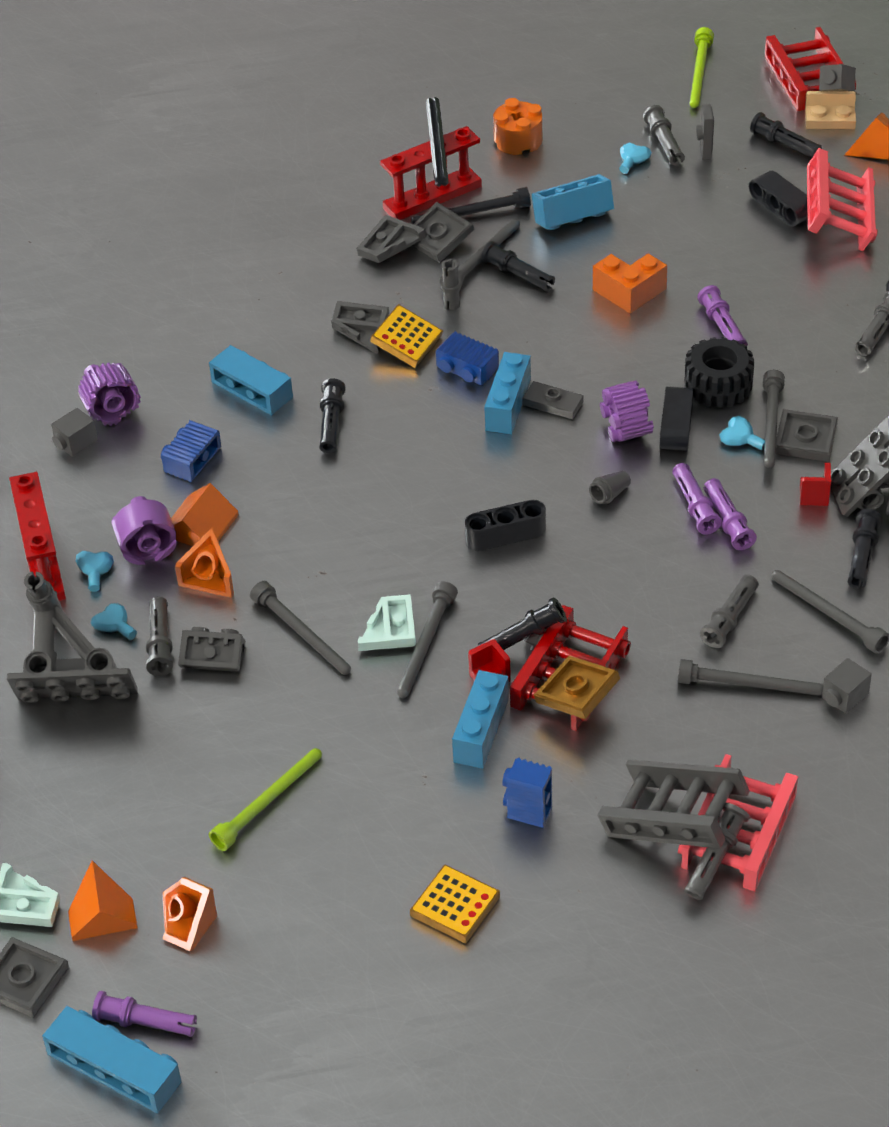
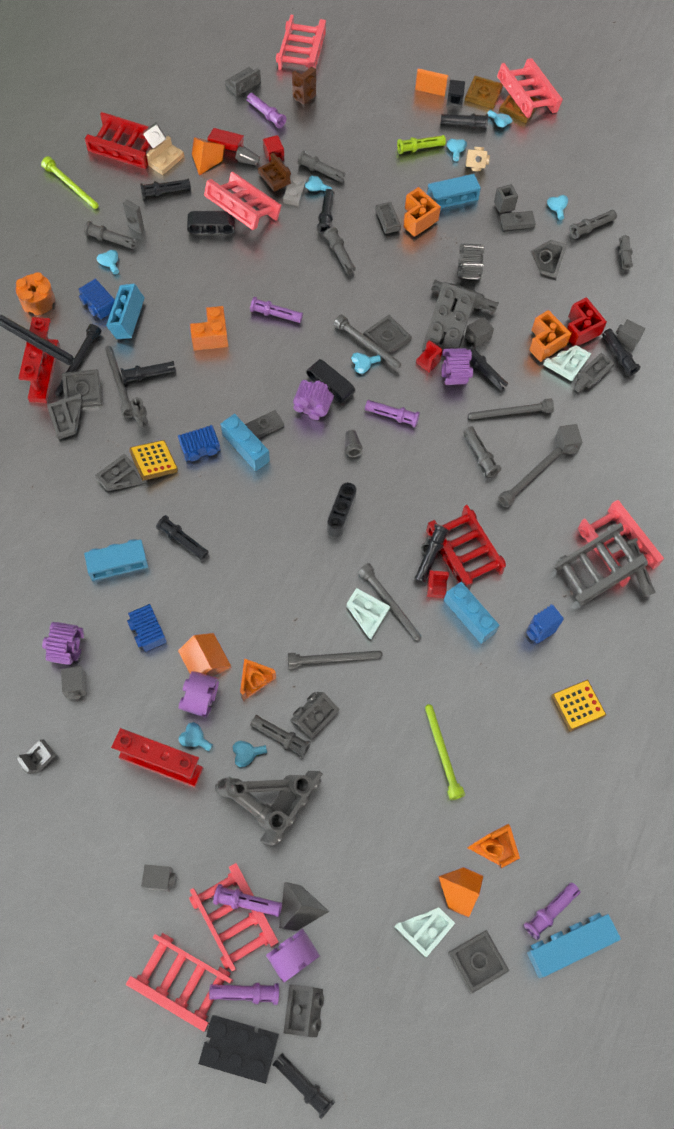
camera: 60 degrees left, 20 degrees up
(566, 168) = (97, 298): none -> blue brick
(577, 687) = (492, 554): pearl gold tile -> none
(719, 372) = (317, 328): black tyre -> none
(733, 522) = (423, 407): medium lavender pin -> none
(824, 511) = (456, 366): none -> medium lavender brick

